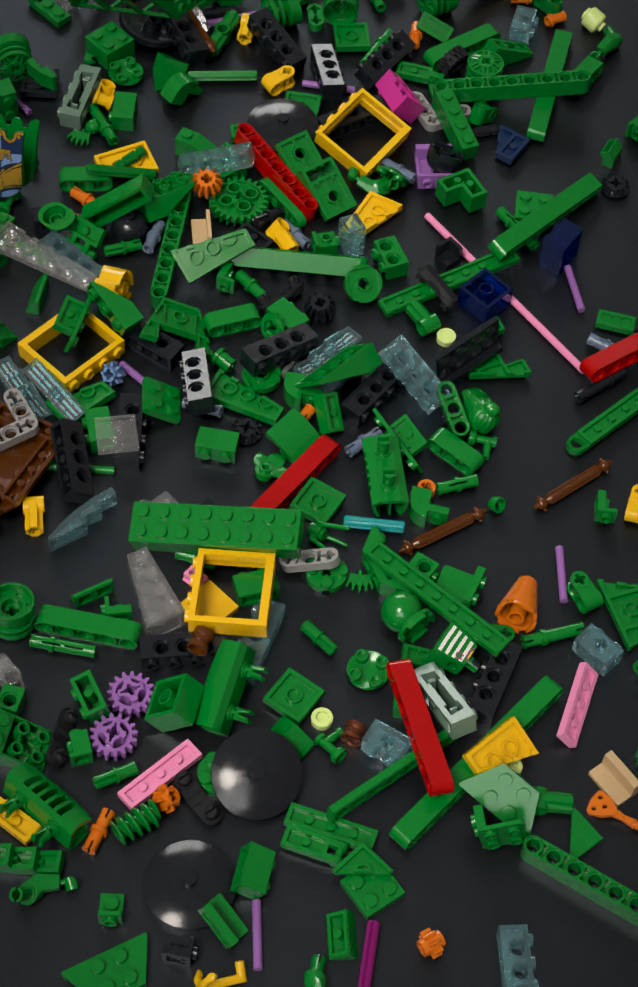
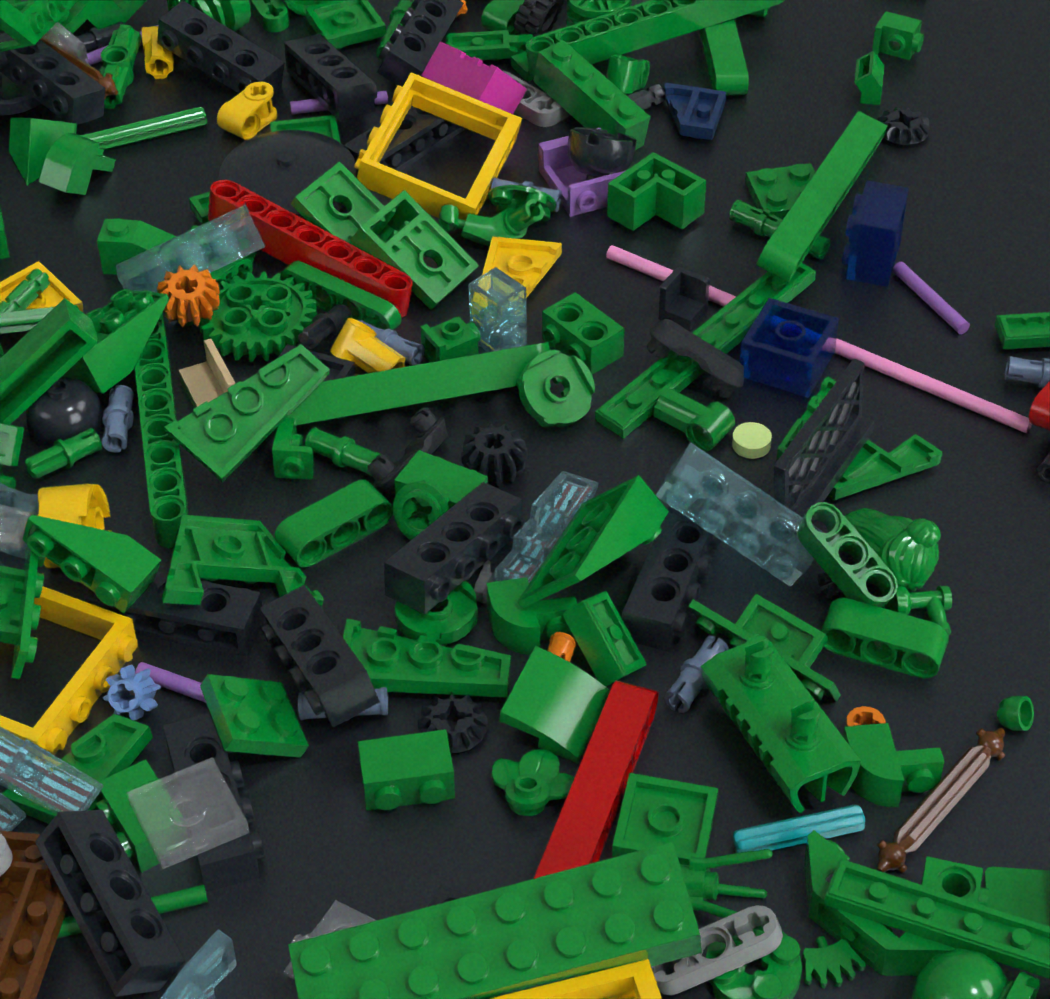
camera: 15 degrees left, 10 degrees down
(223, 360) = (349, 601): green bush -> none
(446, 486) = (940, 685): green pin -> none

